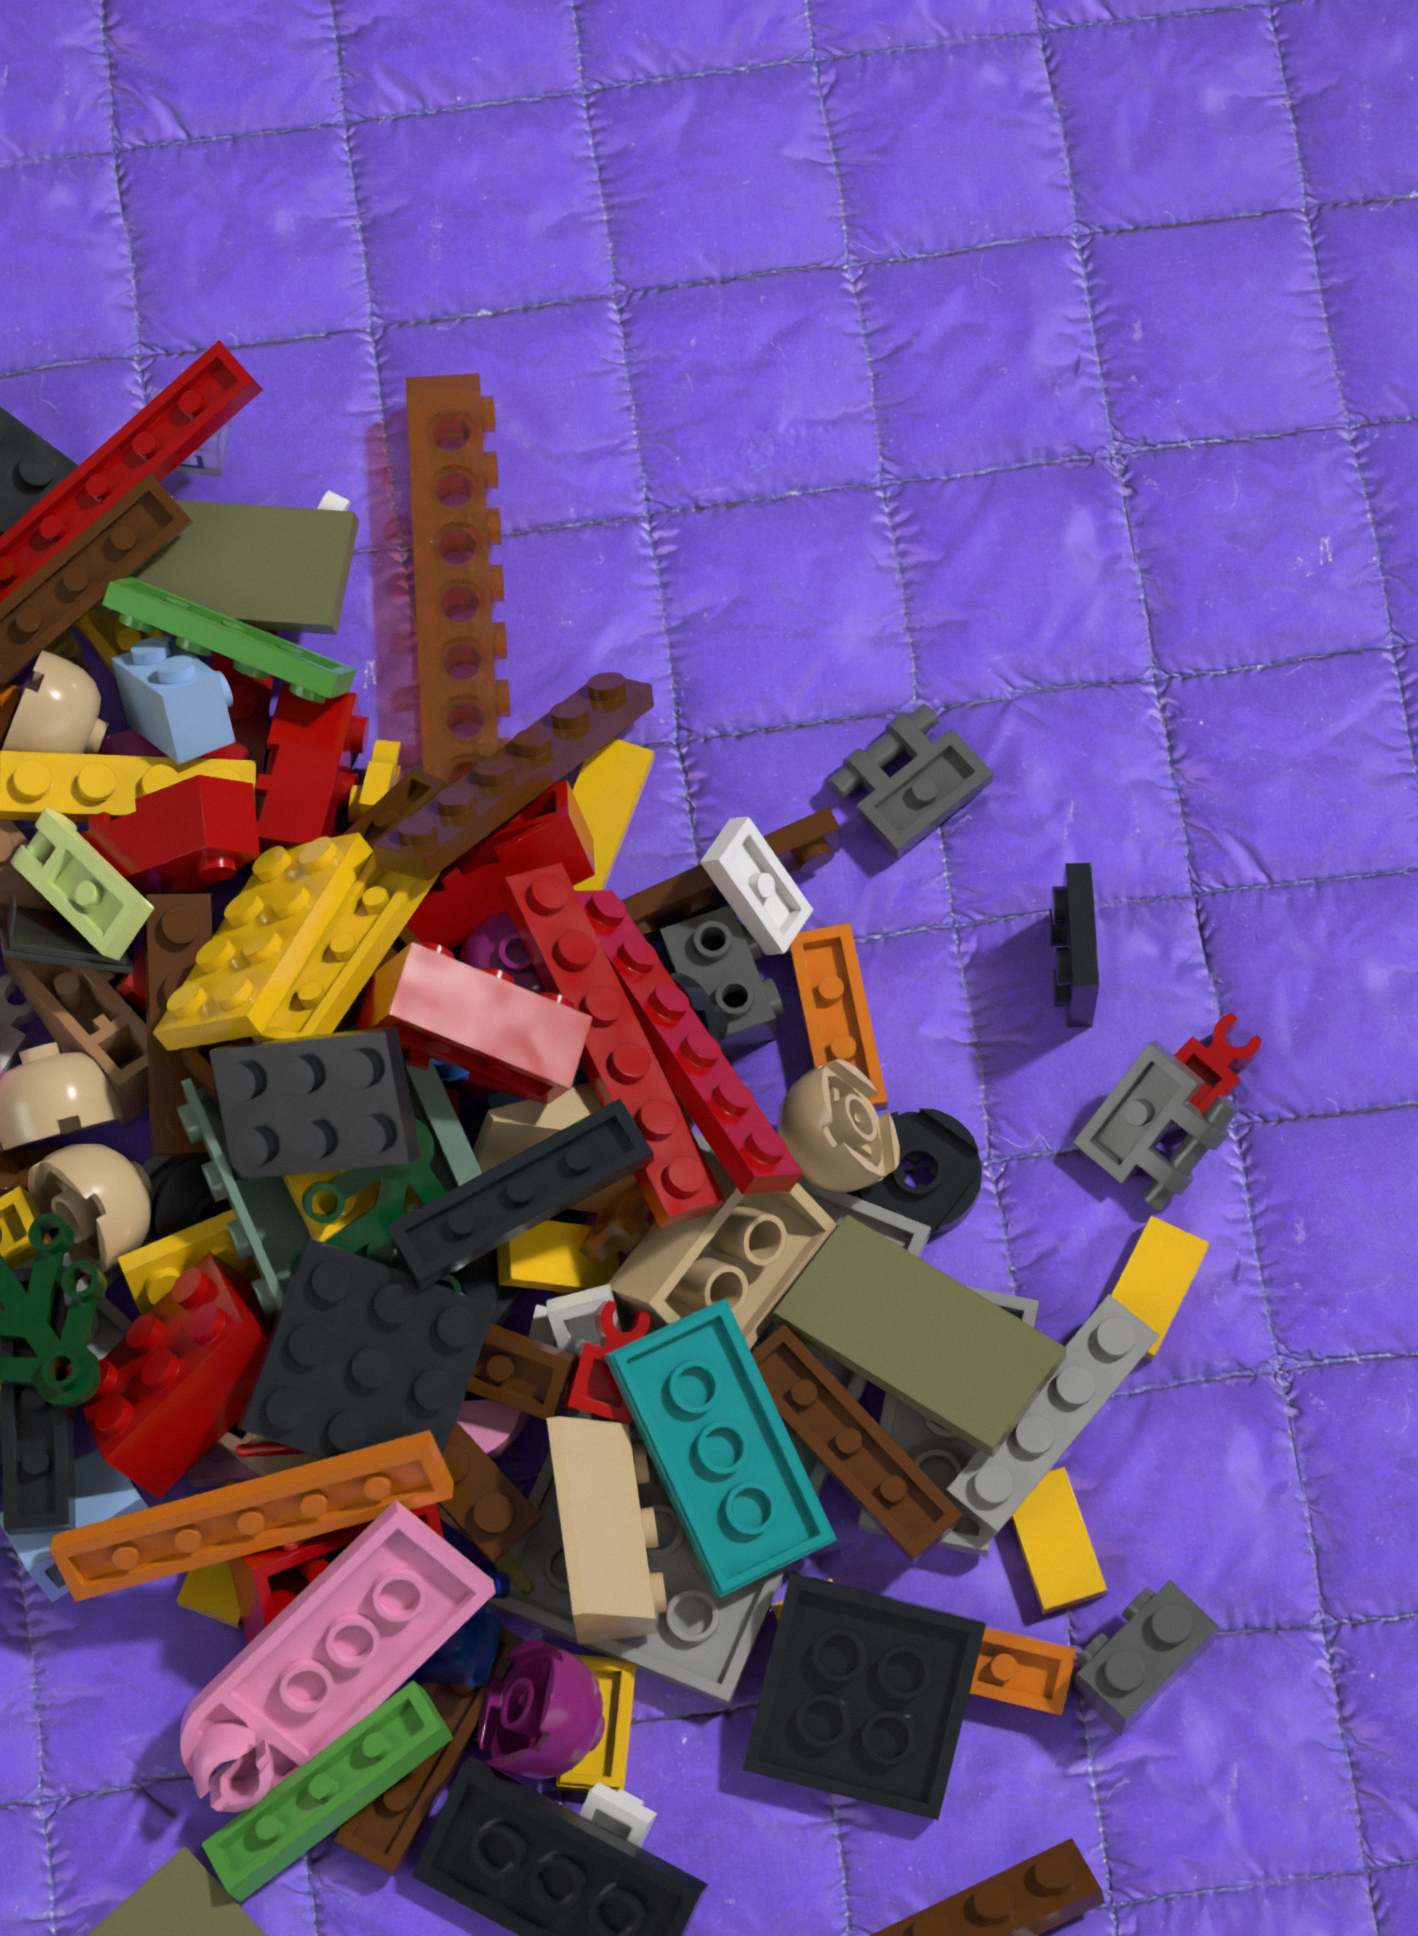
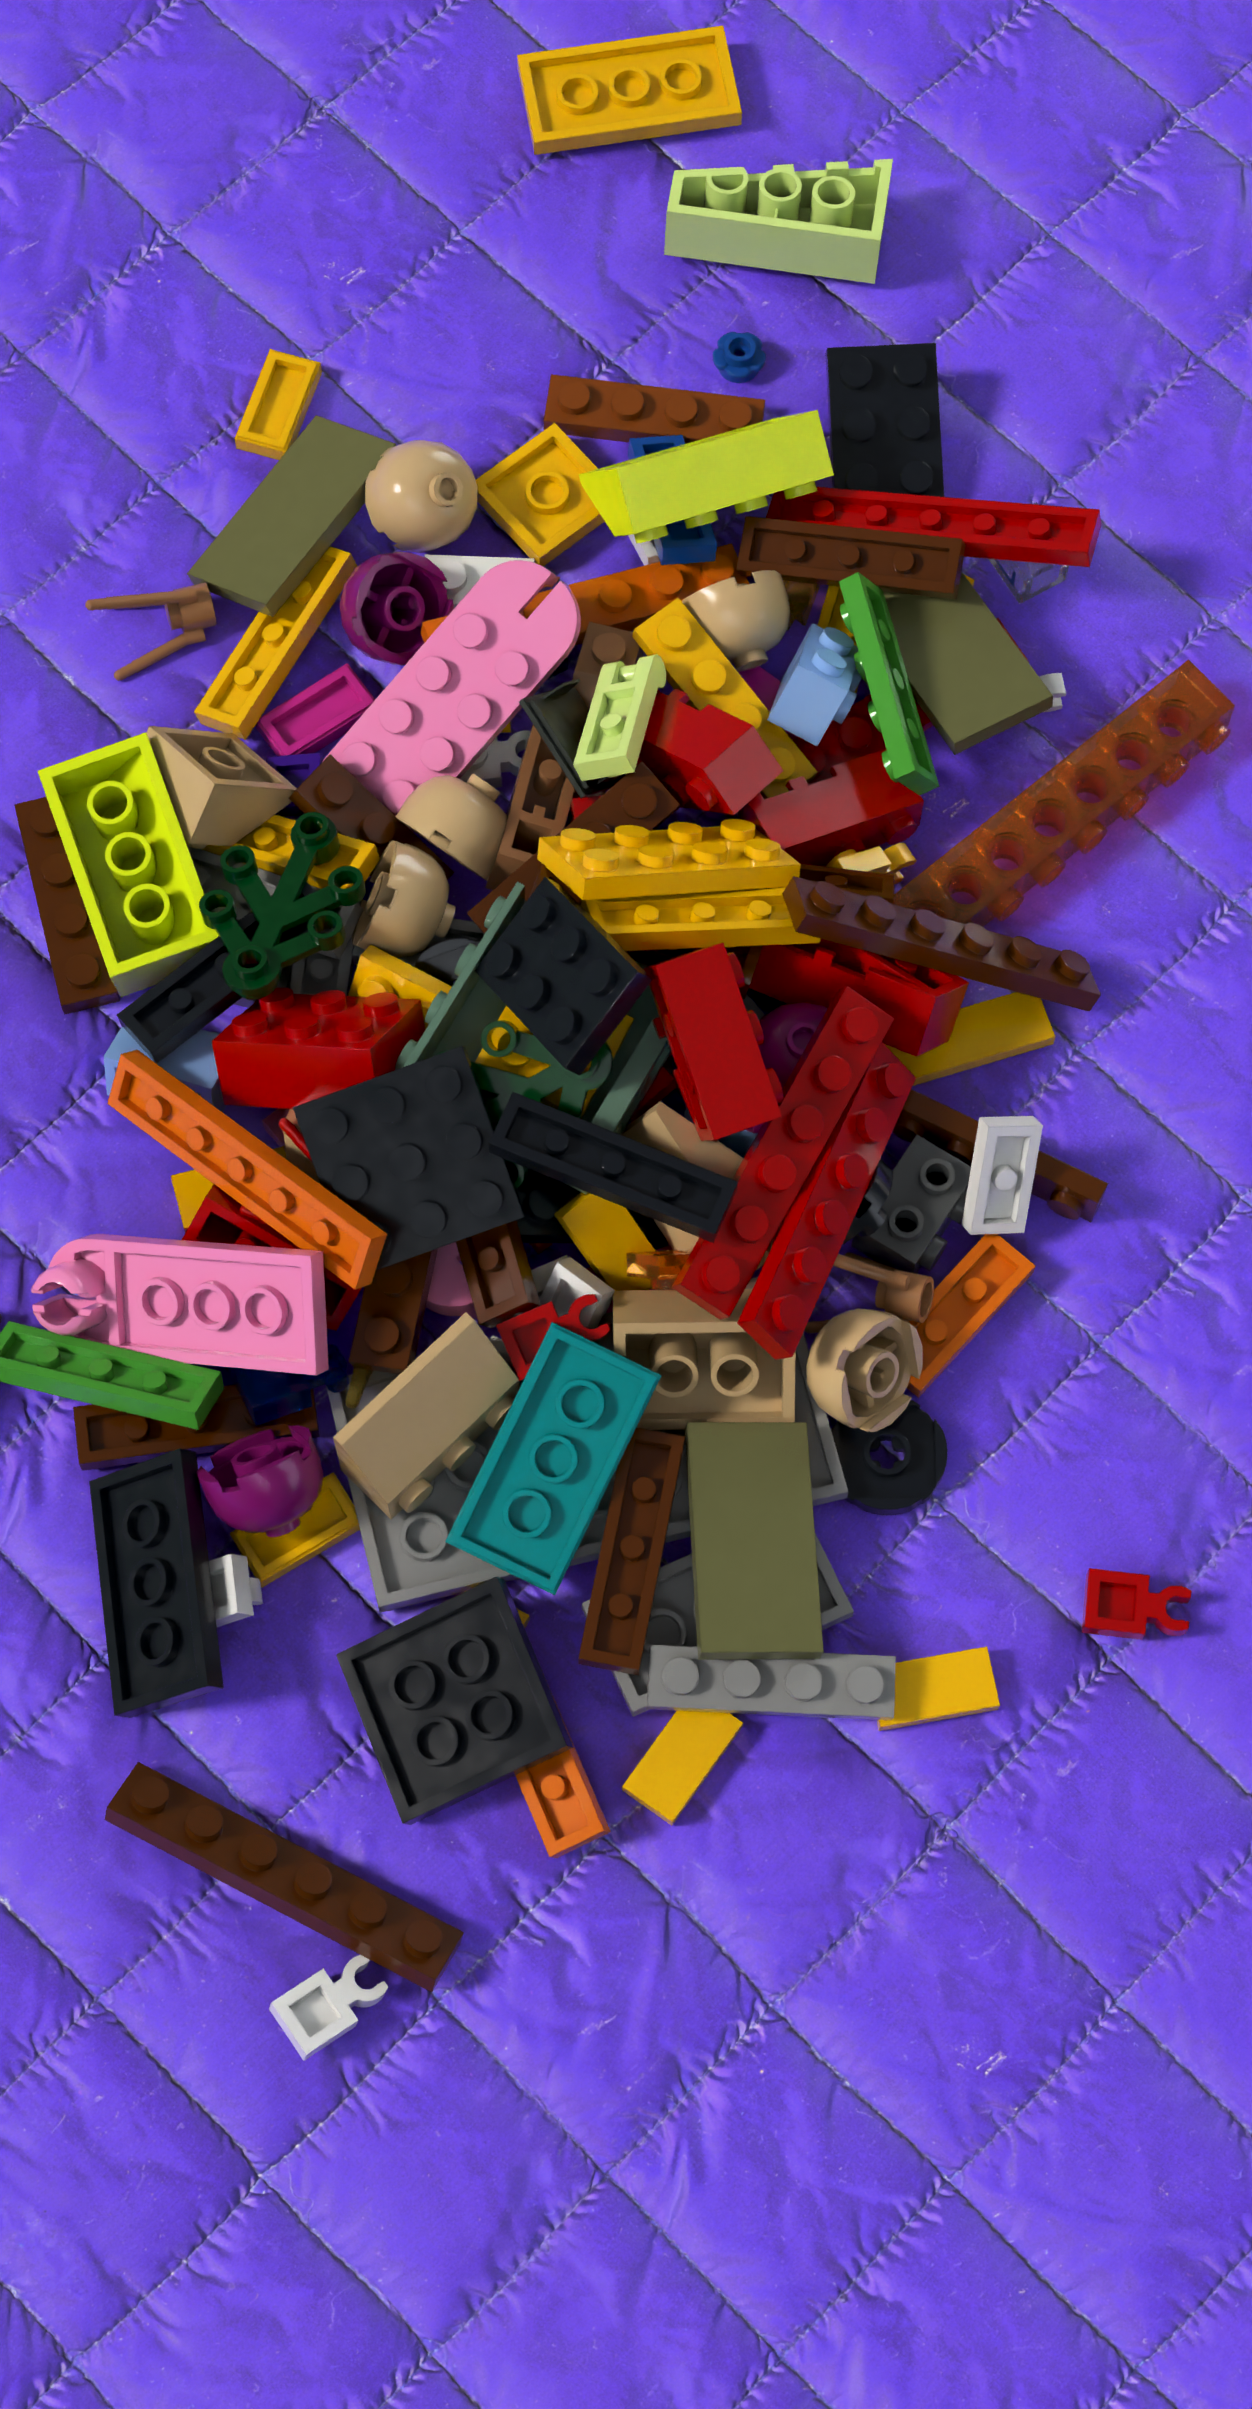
camera: 50 degrees right, 0 degrees up
(790, 1048) = (898, 1291): none -> medium nougat plant
(922, 792) = (1181, 1244): dark grey plate -> none
(1074, 928) = (1132, 1447): black plate -> none
(1140, 1113) = (1053, 1579): dark grey plate -> none
(1144, 1657) = (638, 1884): dark grey brick -> none

